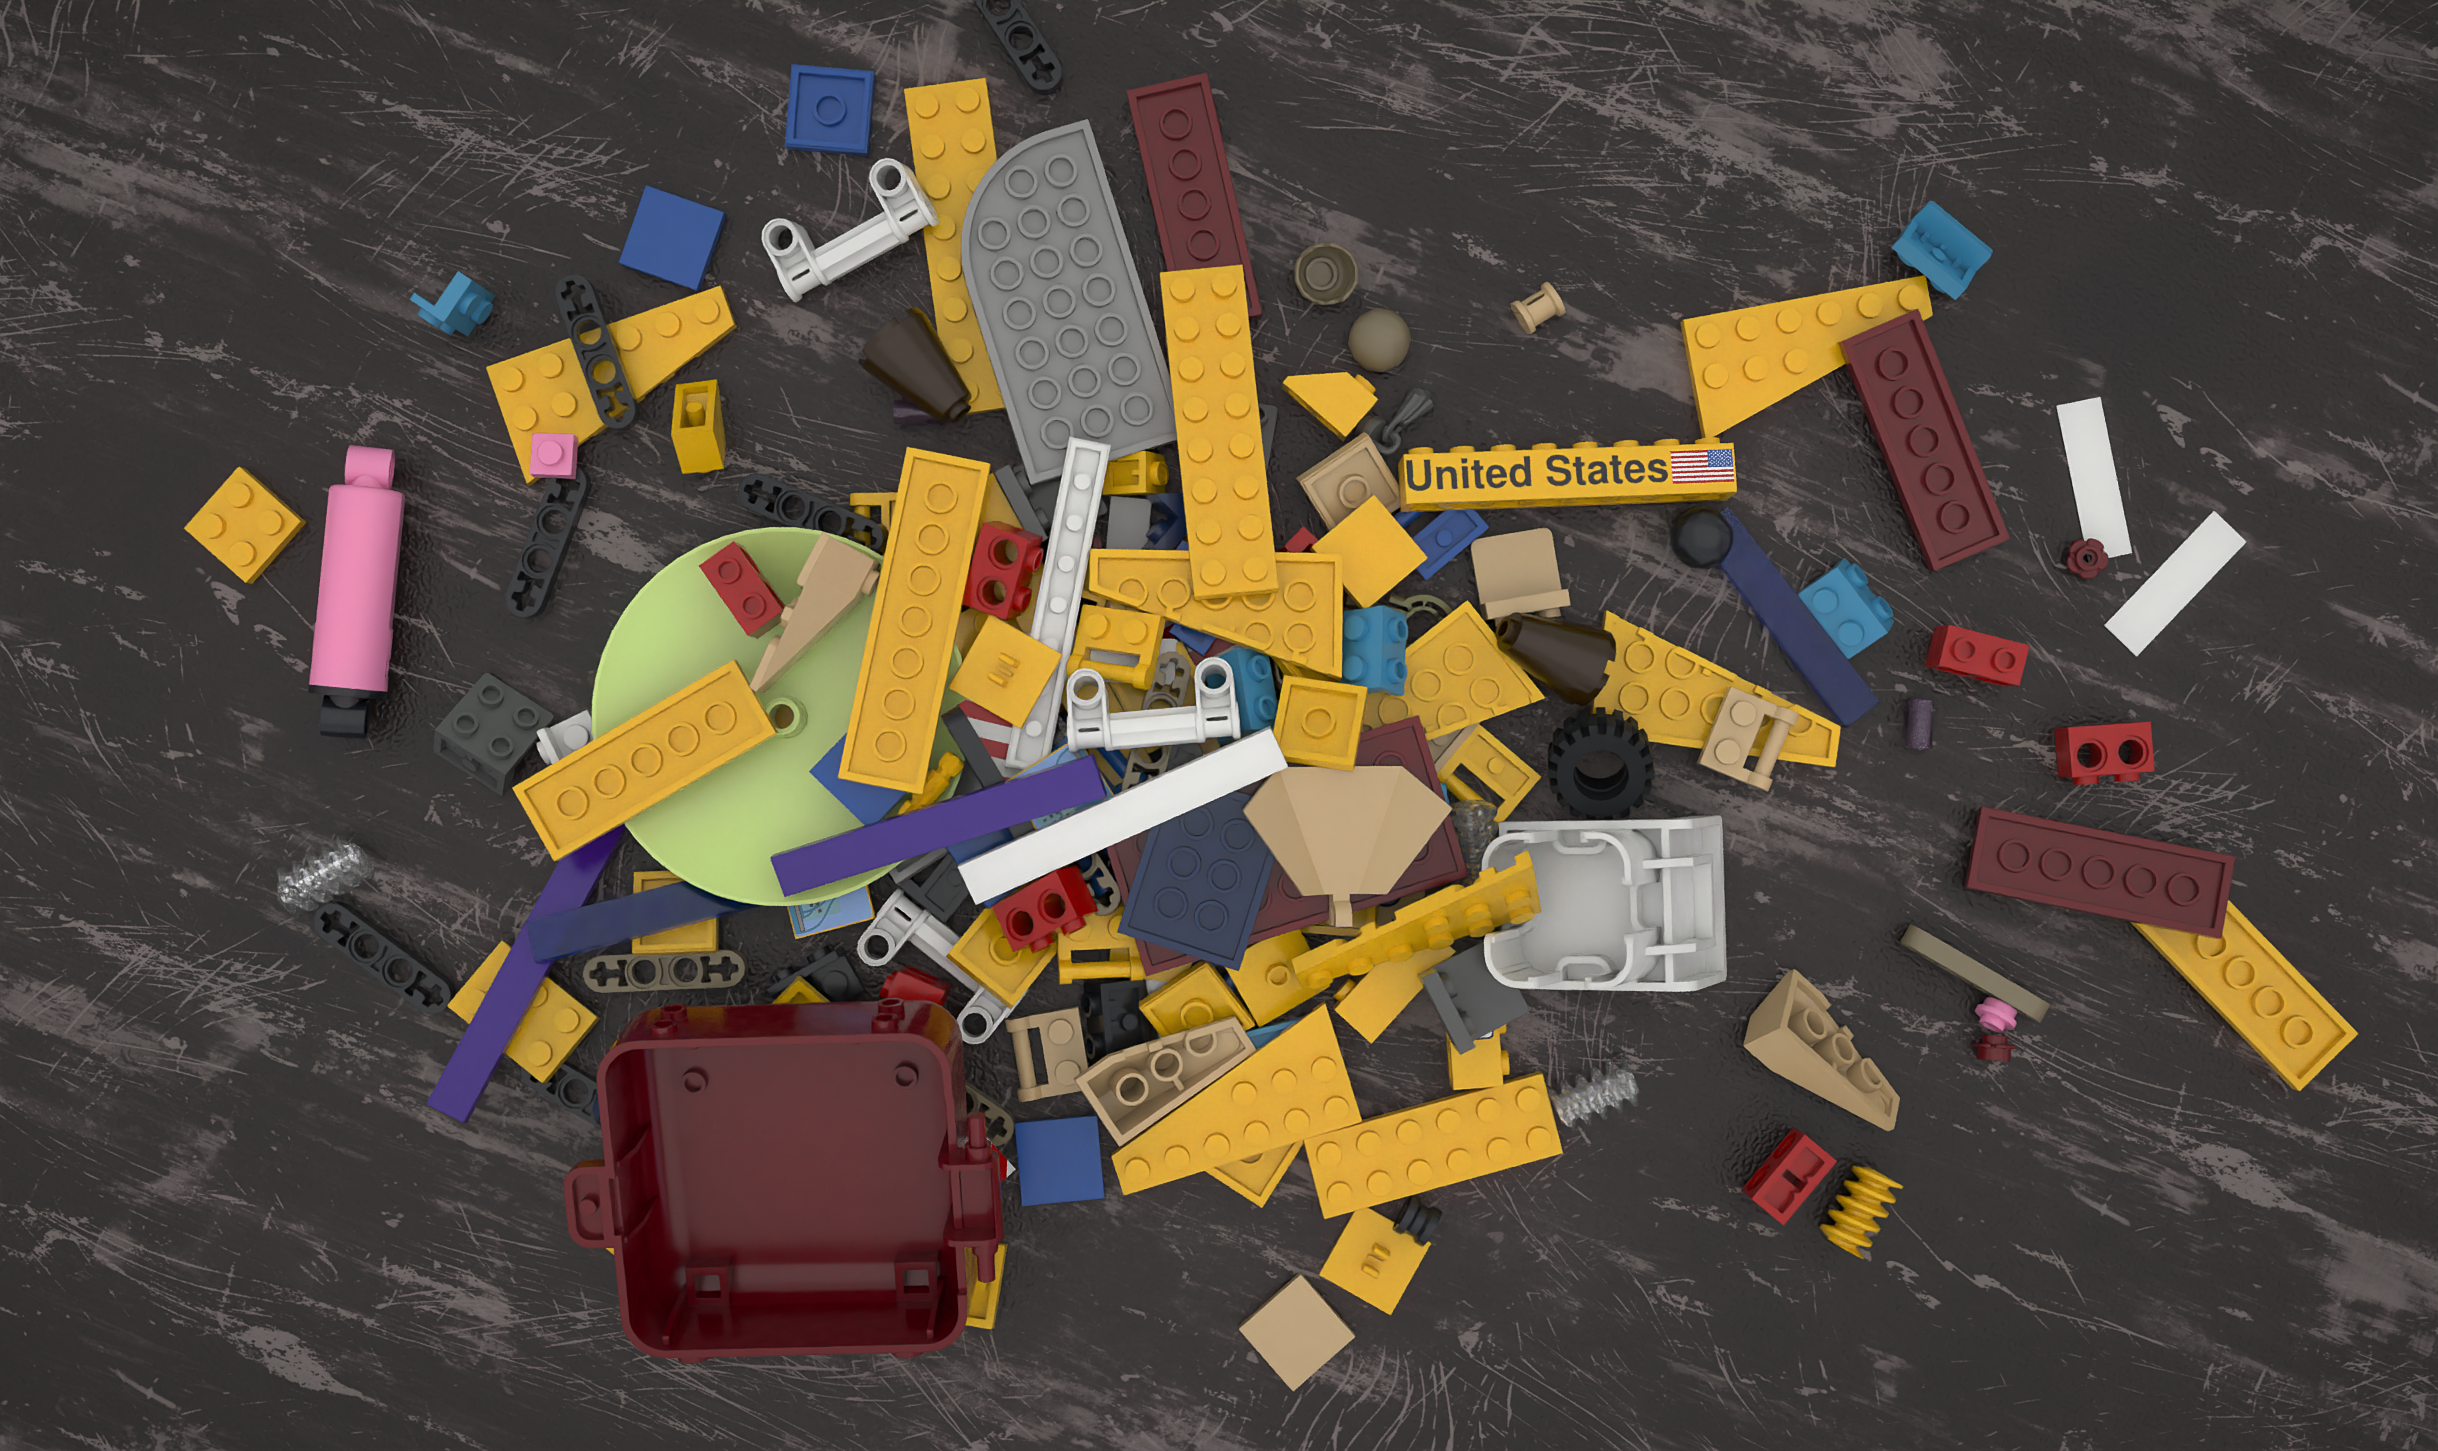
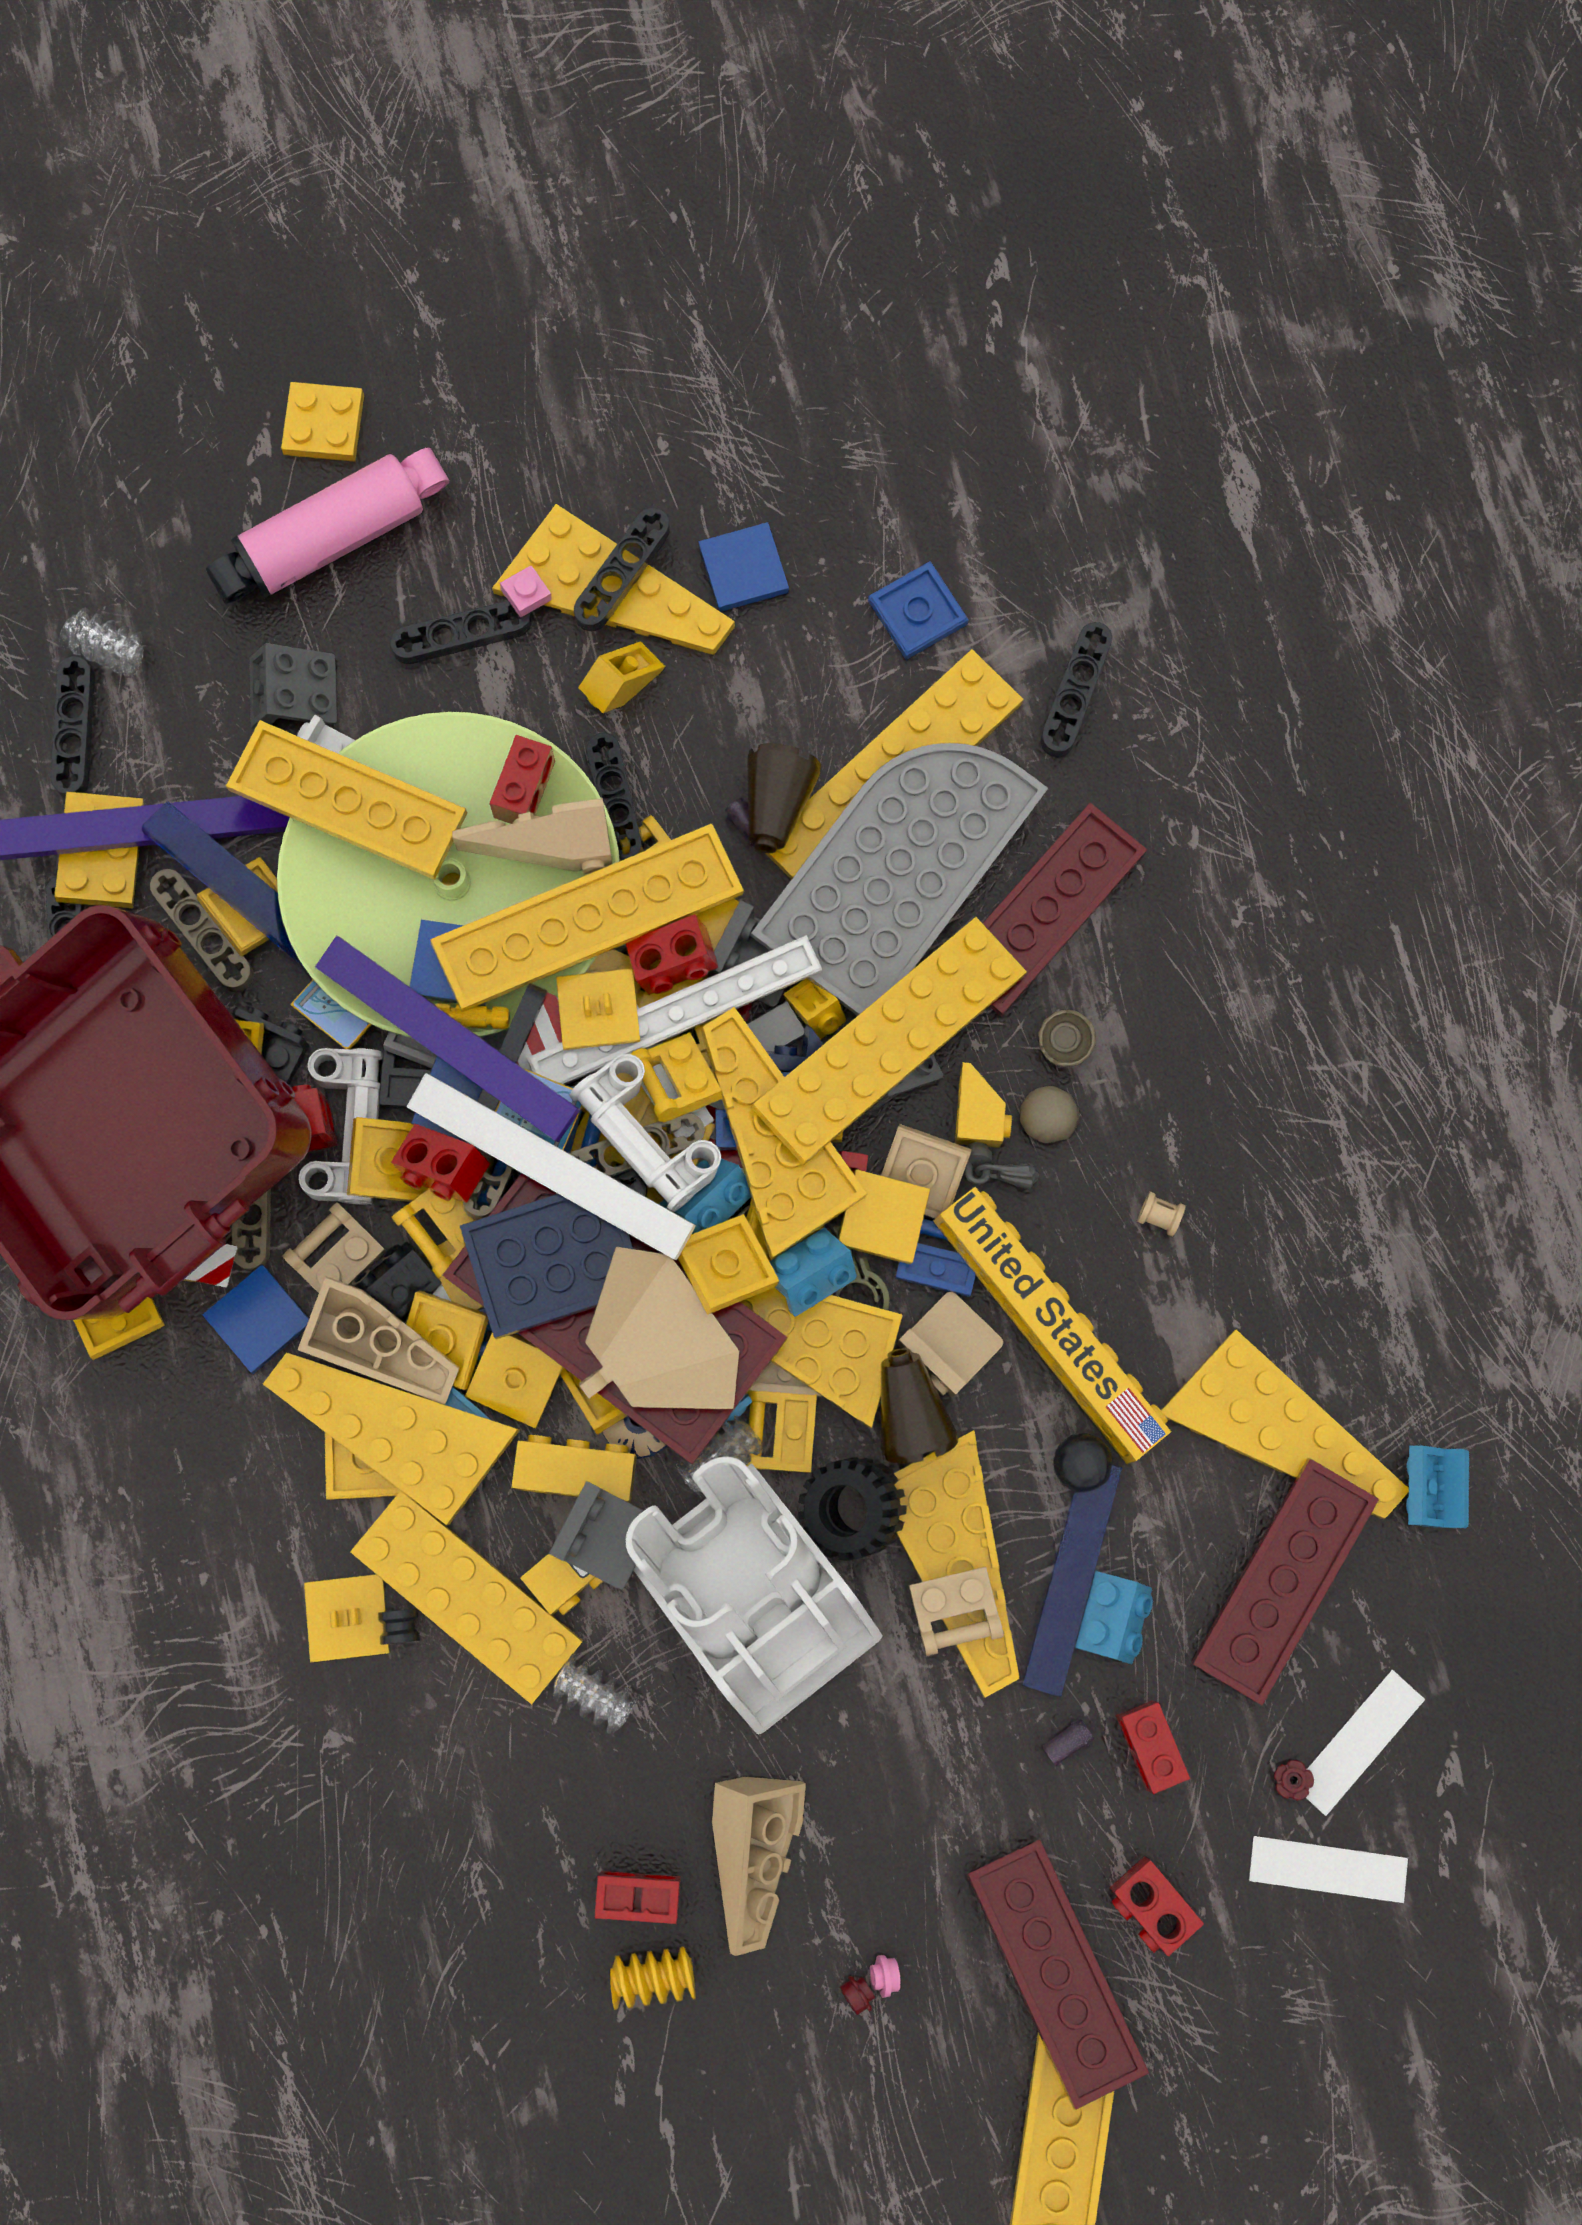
camera: 55 degrees right, 10 degrees down
(459, 307) = (584, 453): dark azure bracket -> none
(804, 267) = (792, 668): white piece -> none
(1296, 1331) = (247, 1597): tan tile -> none
(1429, 923) = (635, 1459): yellow wing -> none
(1974, 973) = (905, 1933): dark tan beam -> none

